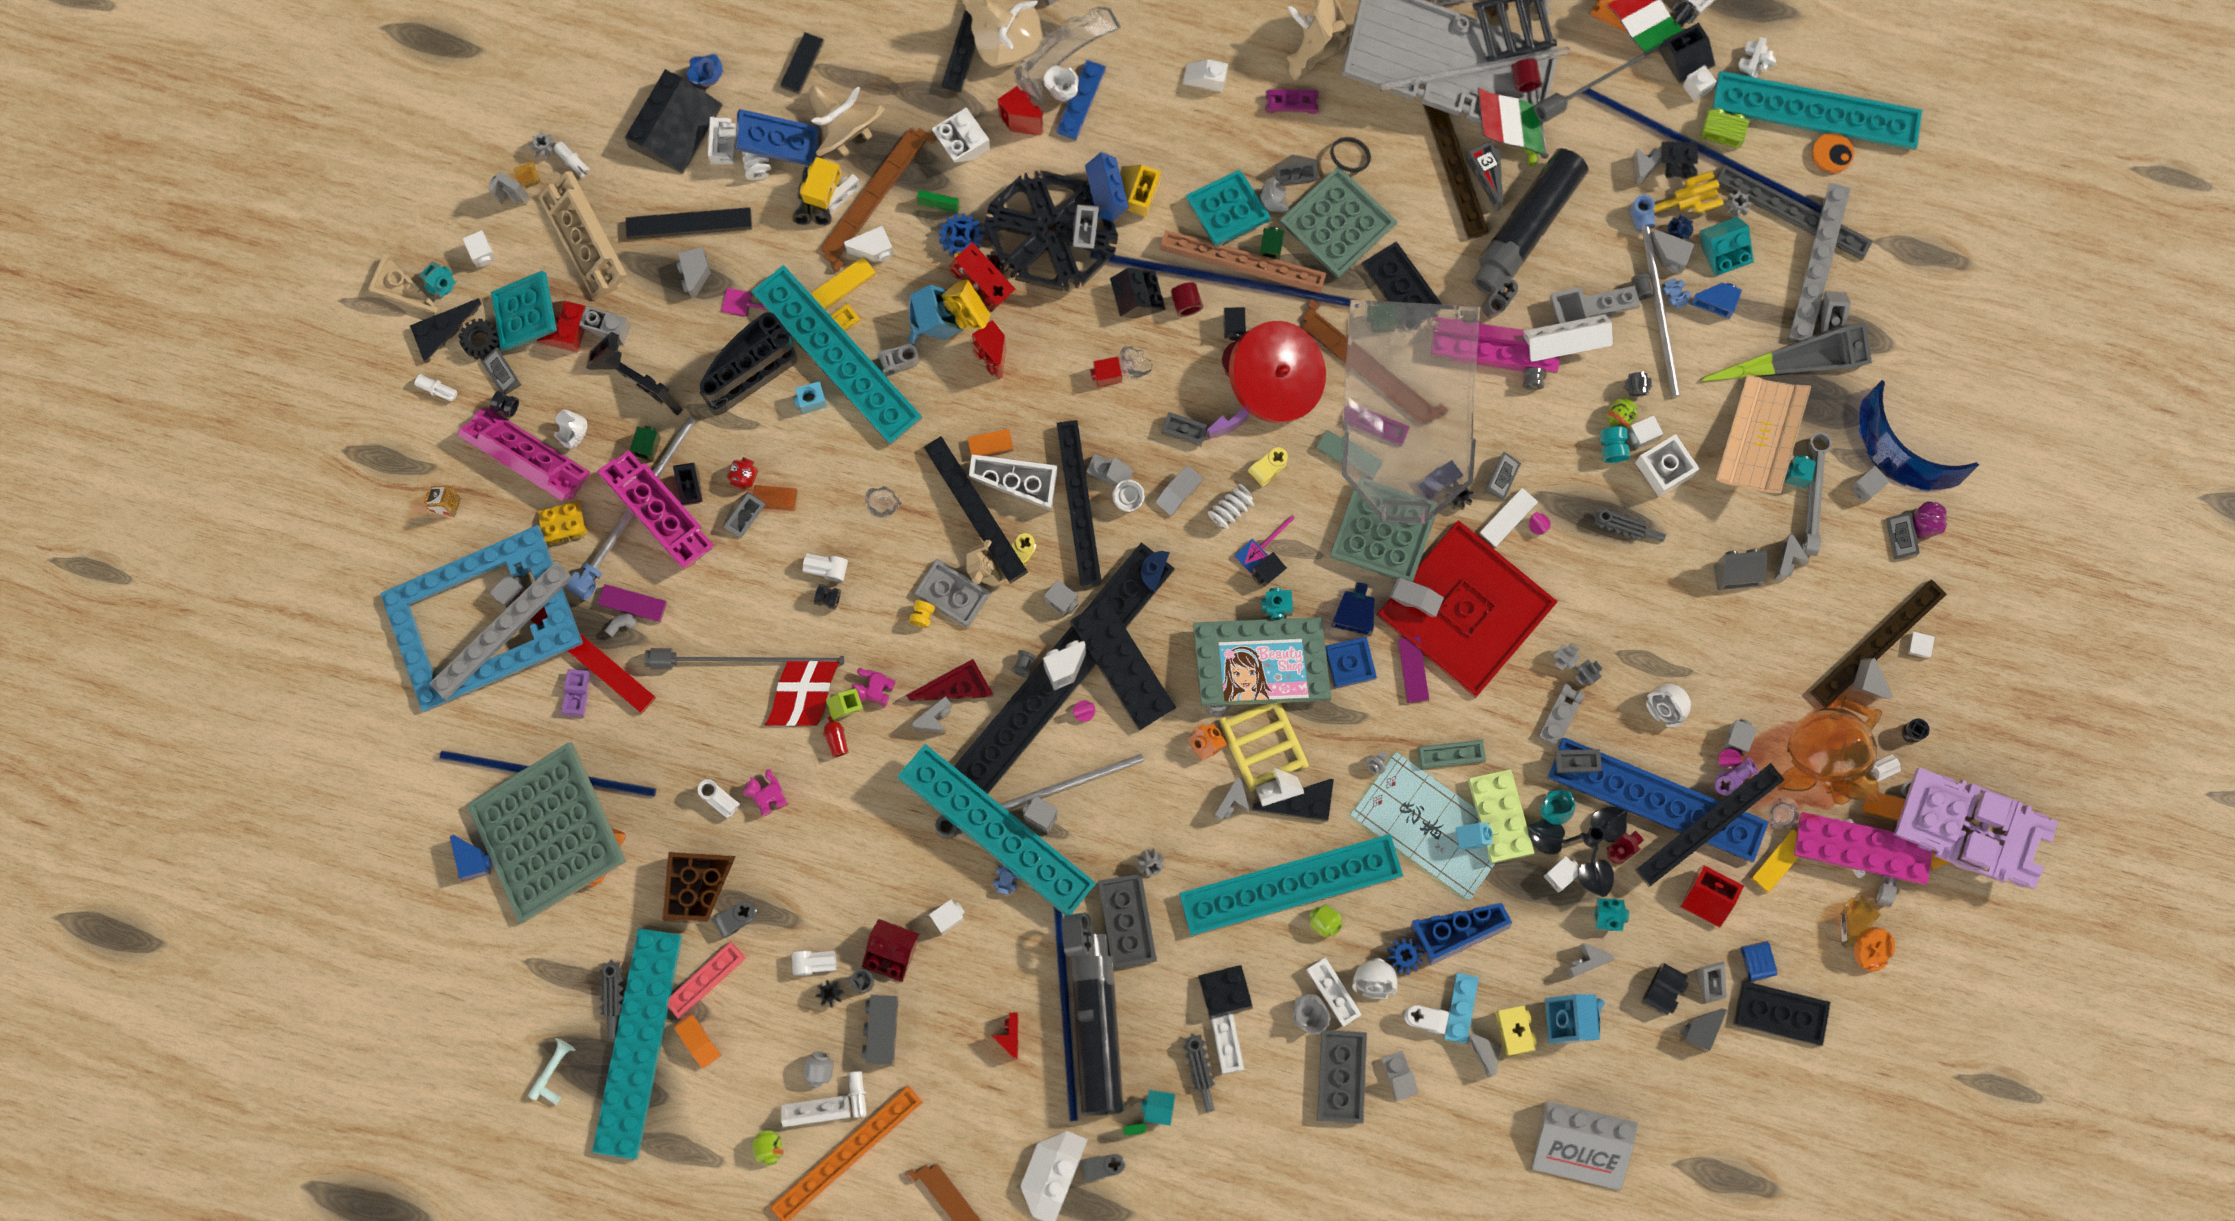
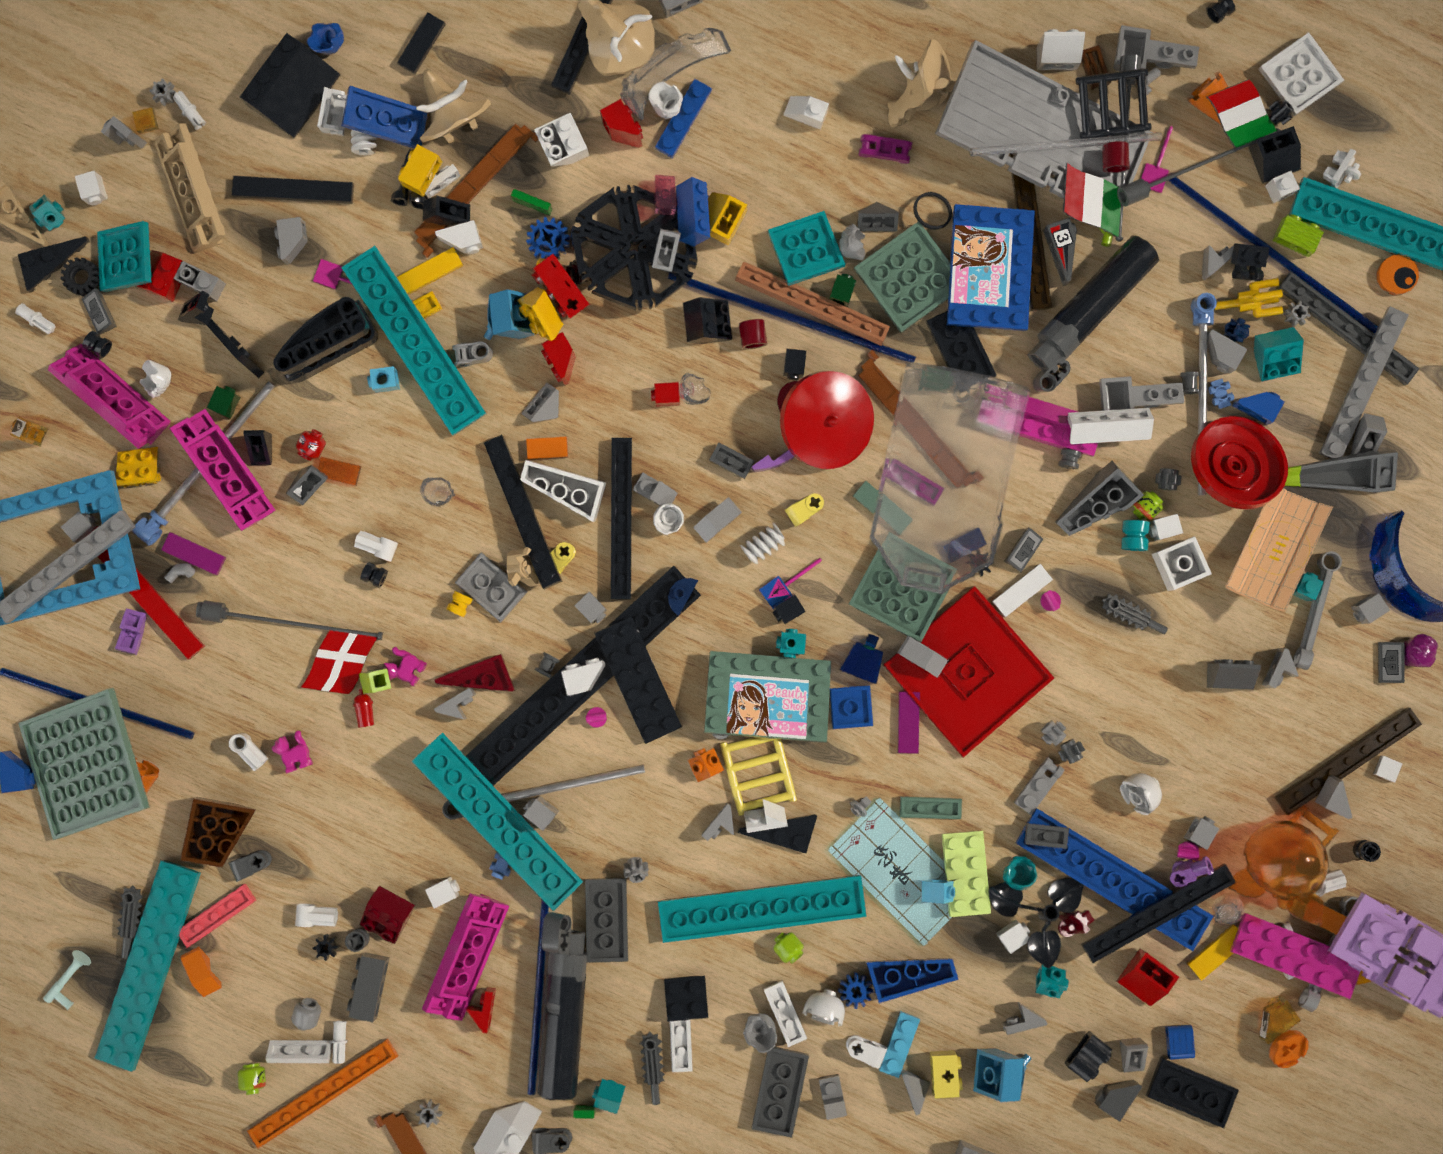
camera: 10 degrees right, 10 degrees up
(851, 221) = (445, 211): none -> black slope
(971, 1161) = (424, 1117): none -> light grey gear
(980, 401) = (544, 405): none -> light grey slope
(981, 982) = (465, 957): none -> dark pink slope
(1074, 175) = (665, 195): none -> clear pink slope
(1419, 201) = (990, 267): none -> plate
(1566, 88) = (1153, 173): none -> dark pink piece
(1573, 412) = (1103, 496): none -> dark grey wedge
(1707, 356) = (1239, 462): none -> red container

